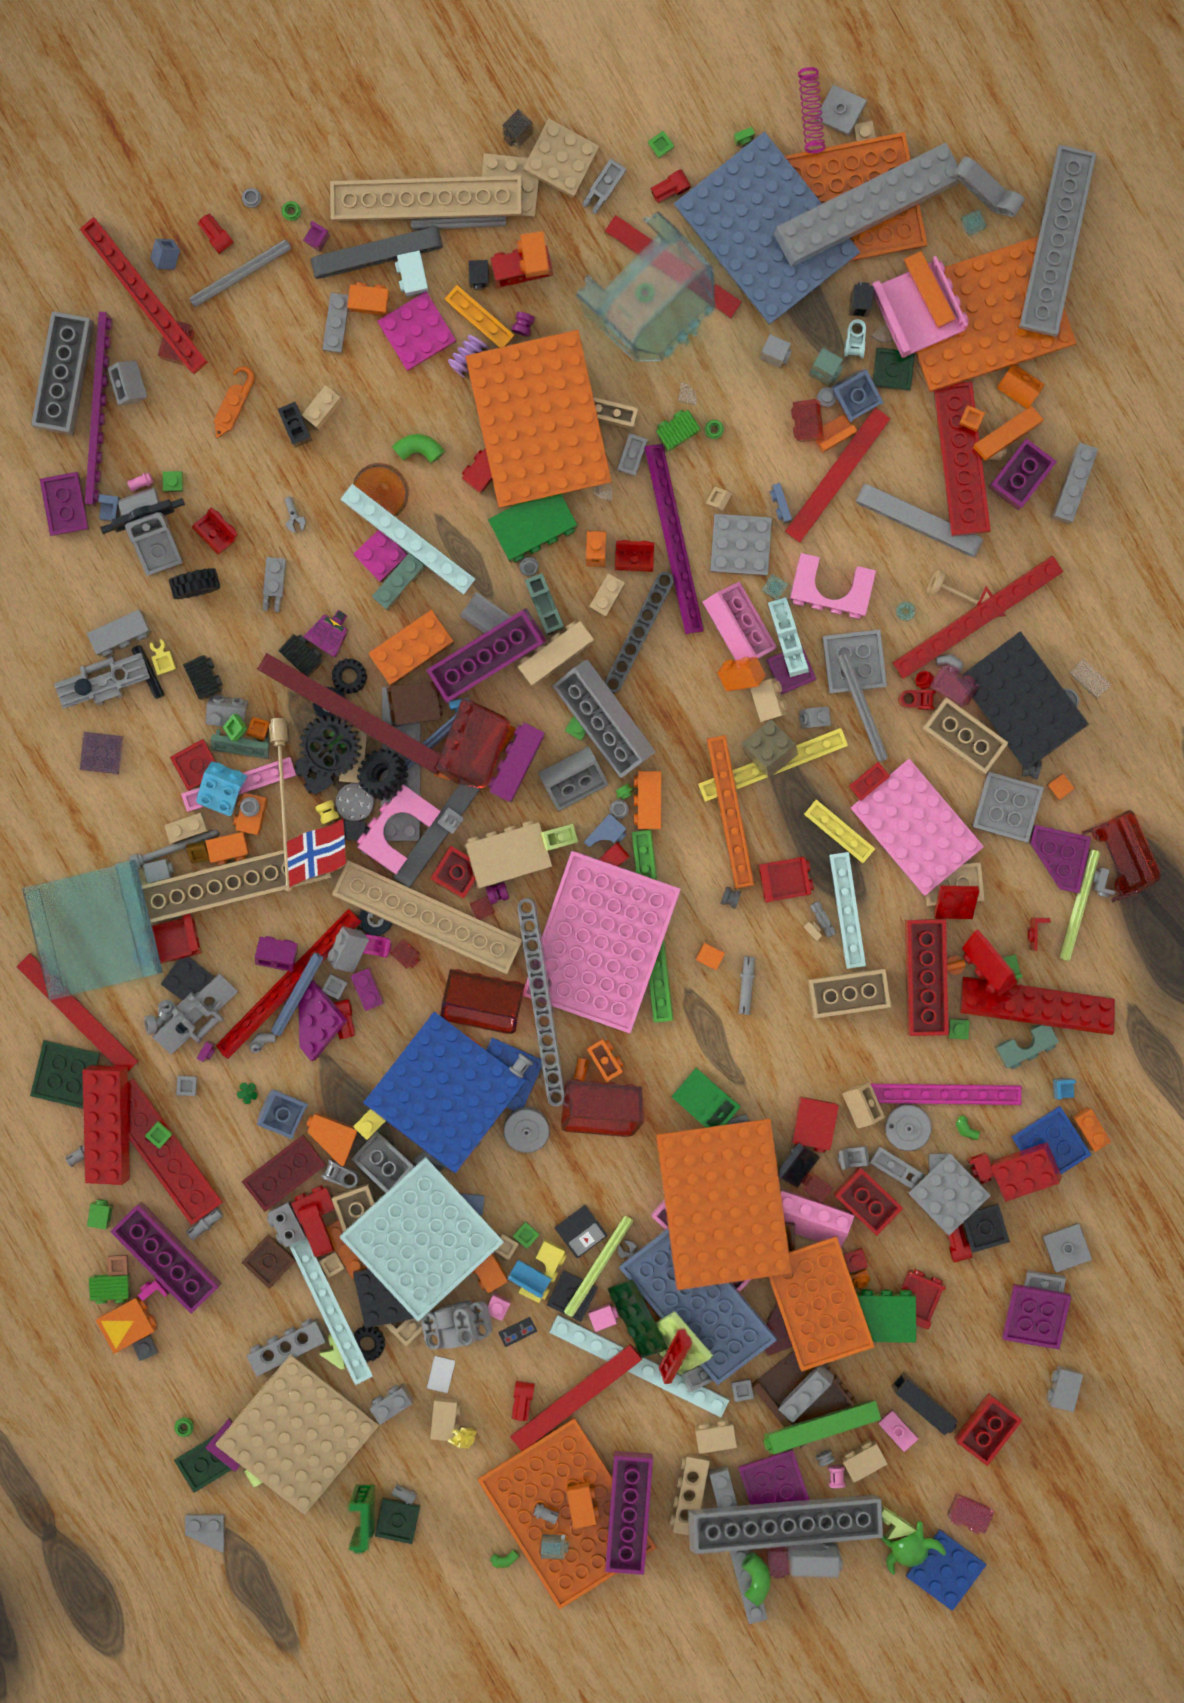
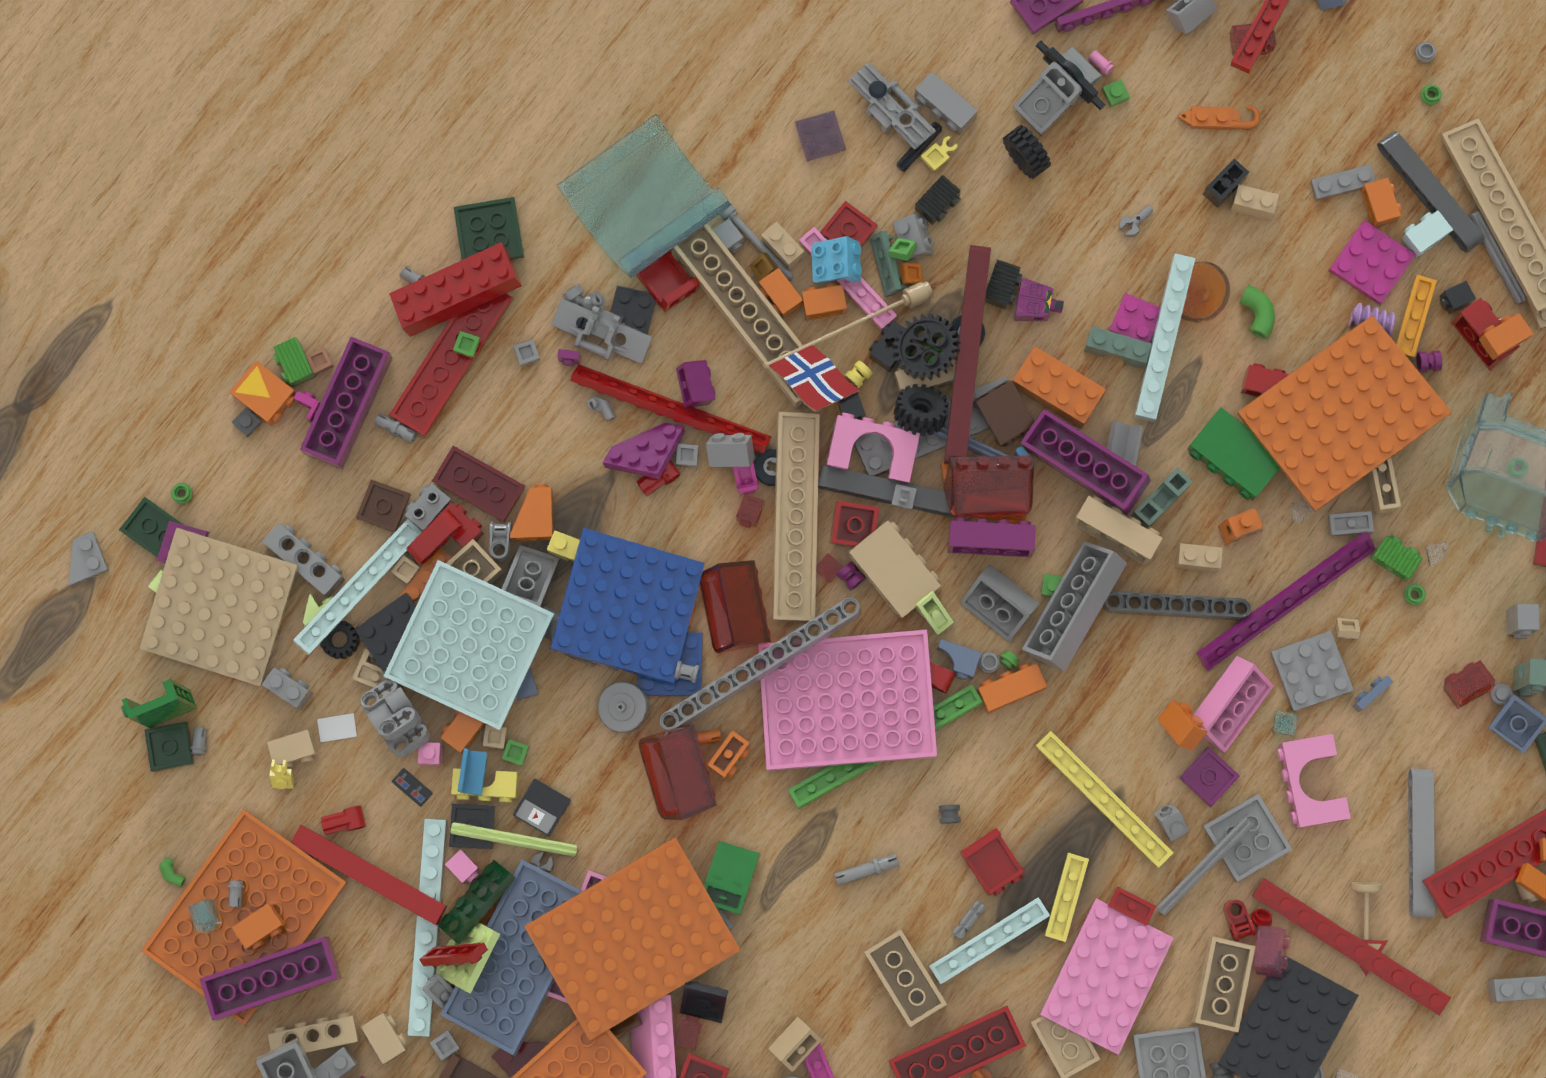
camera: 75 degrees right, 10 degrees down
(80, 1017) = (550, 225): red tile -> none
(100, 1214) = (363, 322): bright green brick -> none
(109, 507) = (1064, 42): sand blue panel -> none
(215, 531) = (1086, 152): red bracket -> none
(217, 236) = (1374, 33): red piece -> none
(240, 273) = (1348, 72): light grey axle -> none
(247, 1092) = (544, 414): green plant -> none
(249, 806) = (831, 295): light grey plate -> none
(274, 582) = (1061, 229): light grey hinge -> none
(281, 1113) = (537, 456): sand blue slope -> none
(297, 994) = (664, 420): sand blue axle -> none
(316, 236) = (1418, 129): magenta panel -> none
(341, 667) = (1002, 327): black tyre -> none
(354, 802) = (879, 397): light grey tile -> none
(367, 989) = (698, 488): magenta brick -> none
(529, 566) = (1192, 468): light grey plate -> none
(634, 556) = (1251, 568): red bracket -> none
(710, 956) = (880, 817): orange panel -> none
(730, 811) = (1037, 775): orange tile -> none
(769, 700) = (1168, 765): tan brick -> none
(769, 748) = (1120, 787): dark tan brick -> none
(788, 637) = (1240, 758): light aqua slope -> none
(813, 929) = (953, 913): tan plate -> none
(815, 1123) = (754, 1002): red brick -> none
(835, 433) = (1469, 719): orange panel -> none
(837, 475) = (1427, 739): red tile -> none
(853, 1157) = (736, 1057): light grey bracket -> none
(909, 606) = (1329, 868): clear light blue plate -> none
(949, 660) = (1294, 937): light grey arm -> none
(956, 902) = (1048, 1050): red plate -> none

